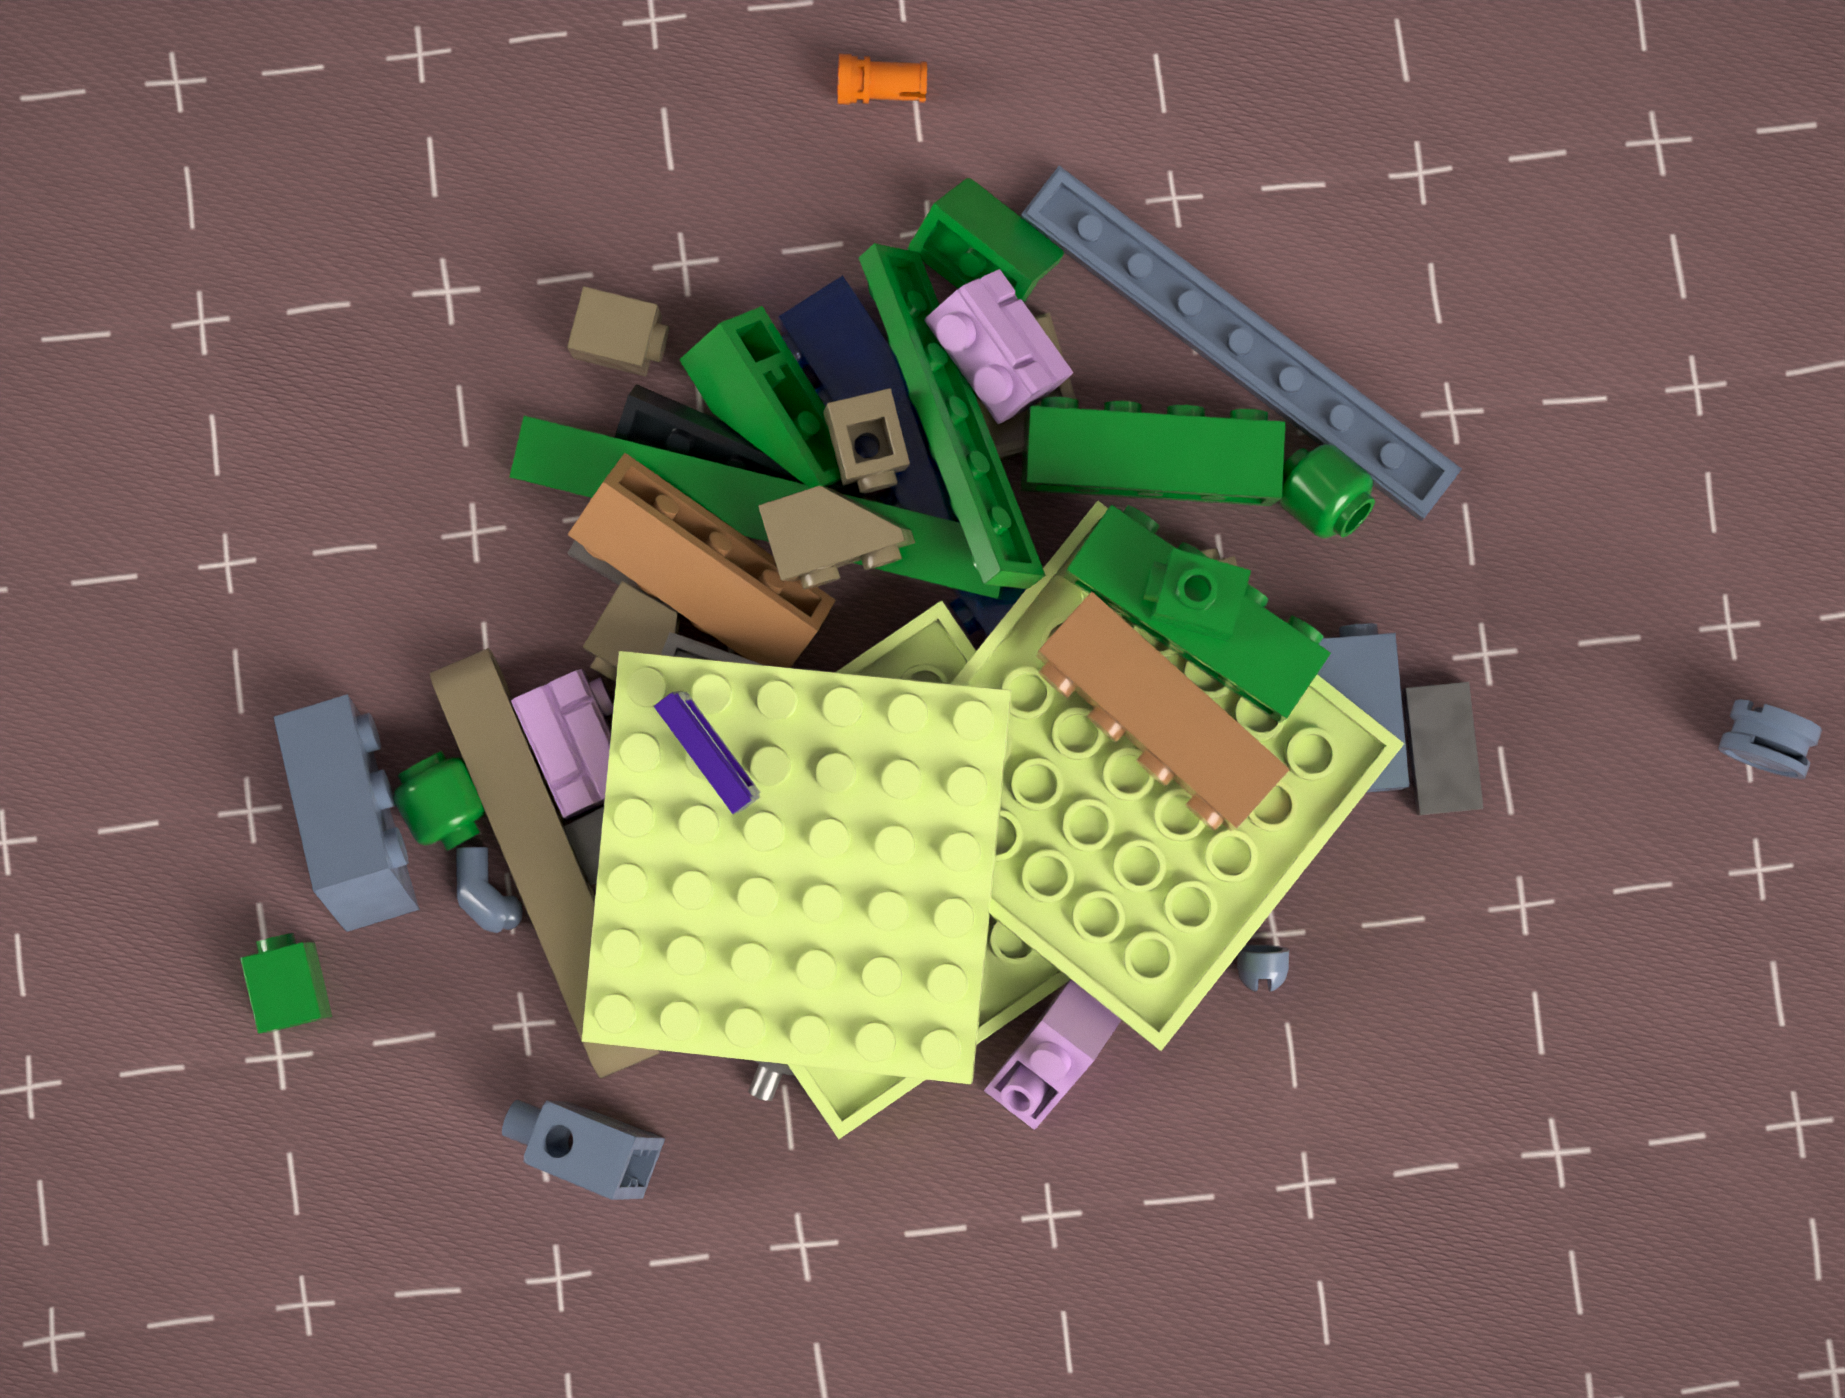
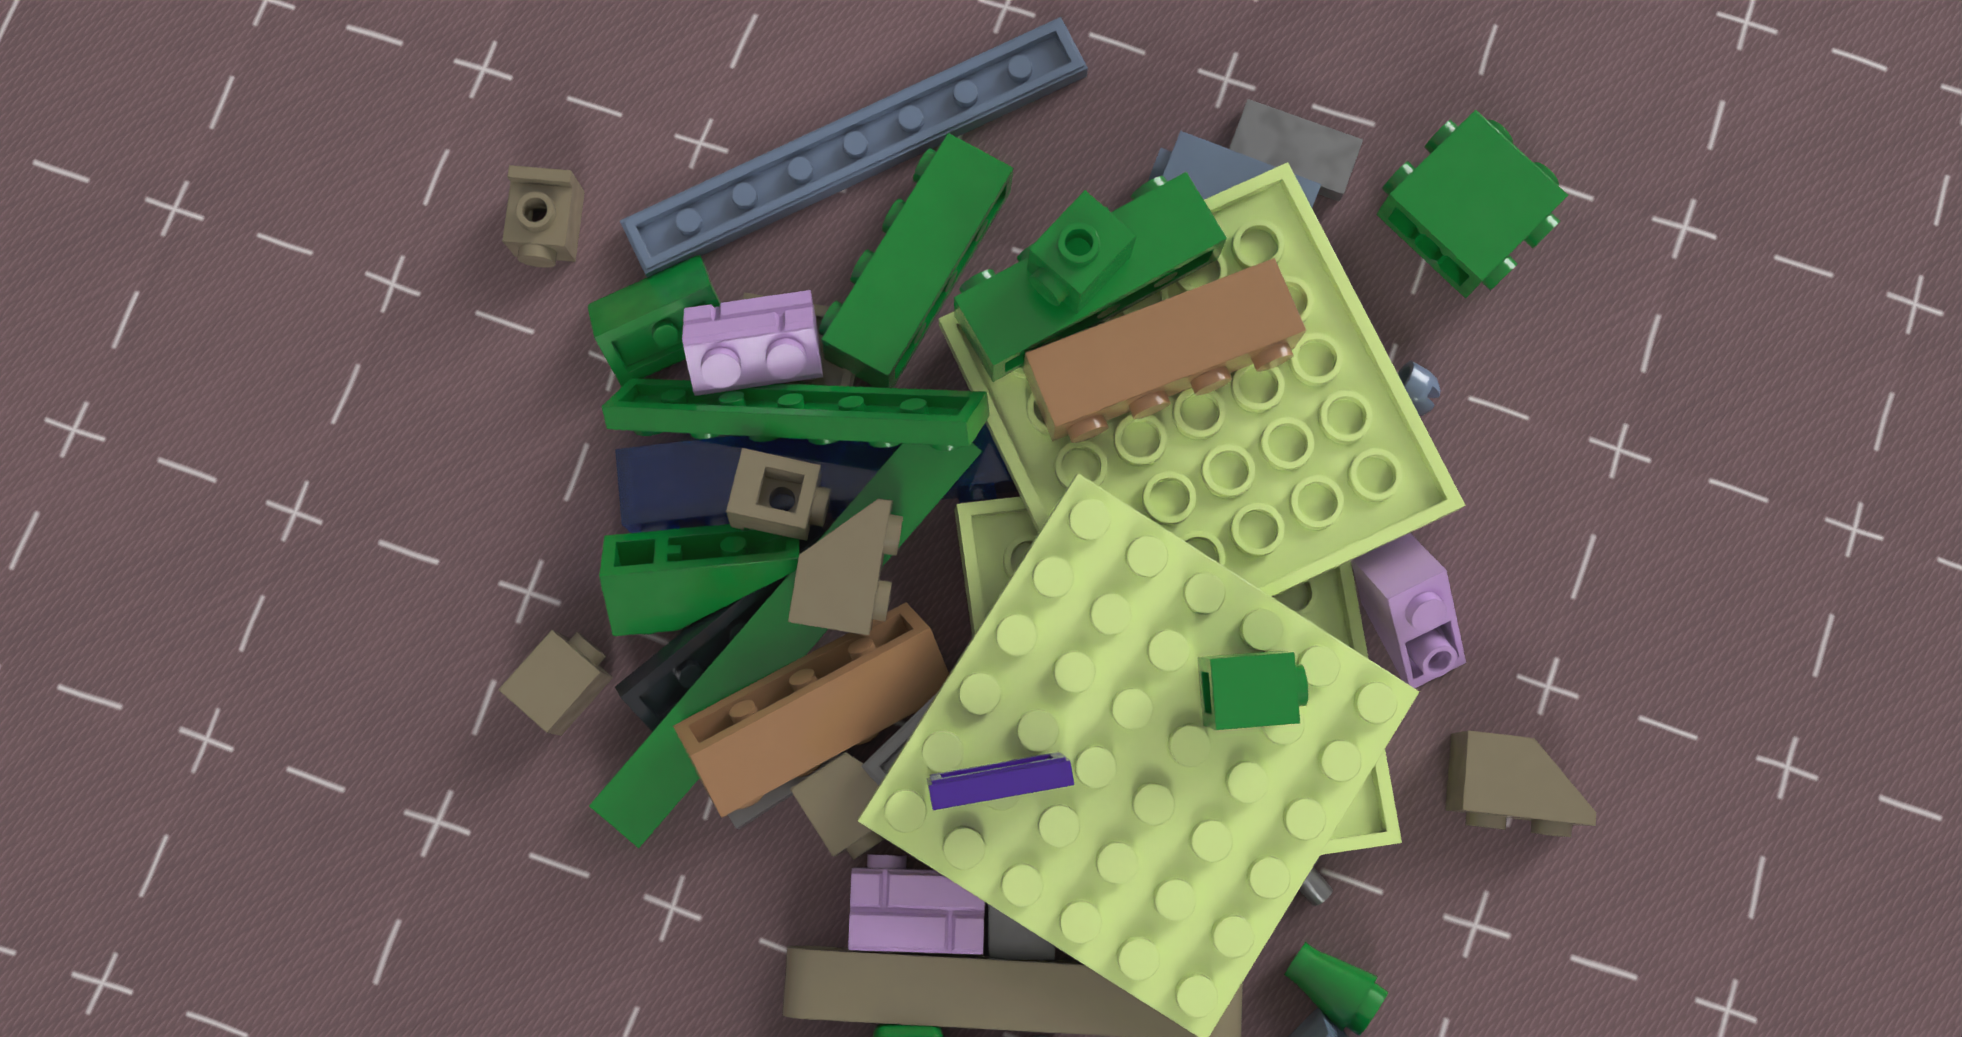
camera: 65 degrees left, 5 degrees down
(685, 1144) = (1337, 988): none -> green cone
(879, 80) = (453, 346): orange pin -> none
(892, 930) = (1251, 689): none -> green brick
(943, 1214) = (1515, 779): none -> dark tan slope
(1017, 118) = (558, 232): none -> dark tan brick
(1326, 491) = (1025, 132): green head -> none
(1468, 936) = (1471, 203): none -> green brick

